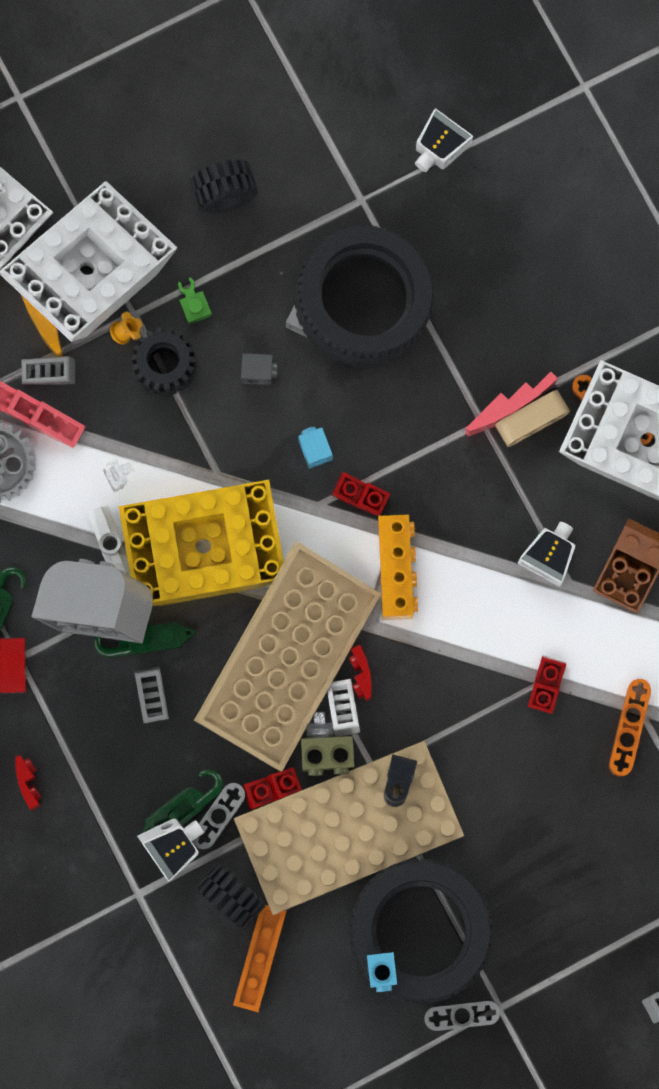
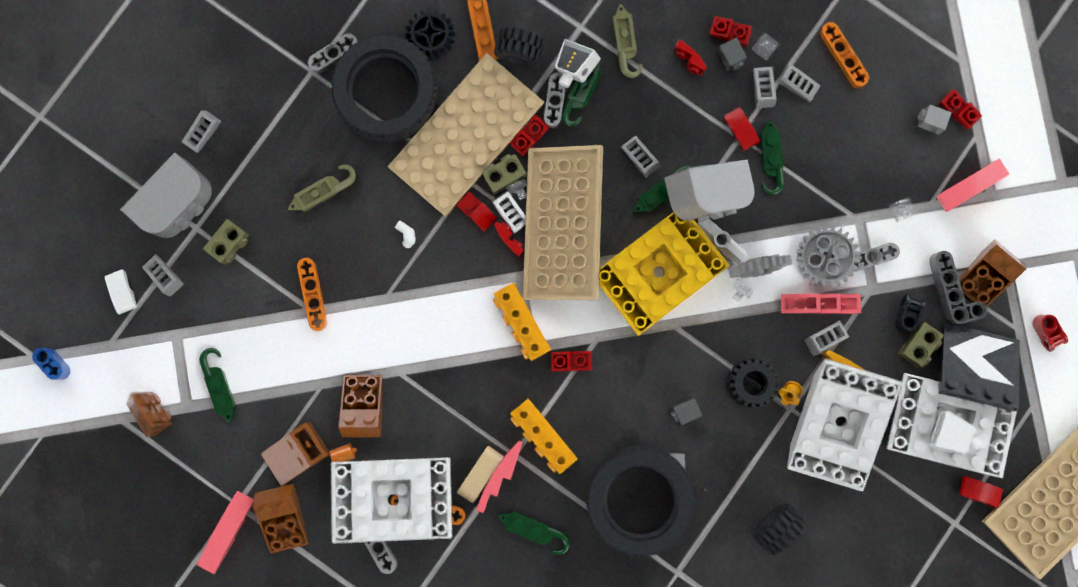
camera: 150 degrees right, 5 degrees up
(85, 485) = (760, 266): none -> light grey gear
(94, 845) = (625, 40): none -> olive plate
(194, 305) = (754, 436): bright green plate -> none
(309, 966) = (438, 34): none -> black gear
(315, 447) = (619, 377): medium azure brick -> none
(382, 959) = (398, 50): medium azure brick -> none
(383, 728) = (476, 211): none -> red slope
(399, 776) = (447, 181): black piece -> none
(437, 424) = (543, 435): none -> light orange brick
(479, 741) = (408, 234): none -> white arm
(502, 327) = (534, 530): none -> dark green plate
(547, 684) = (381, 295): red slope -> none
(550, 554) = (422, 384): torso -> none
(558, 847) = (321, 191): none -> olive plate

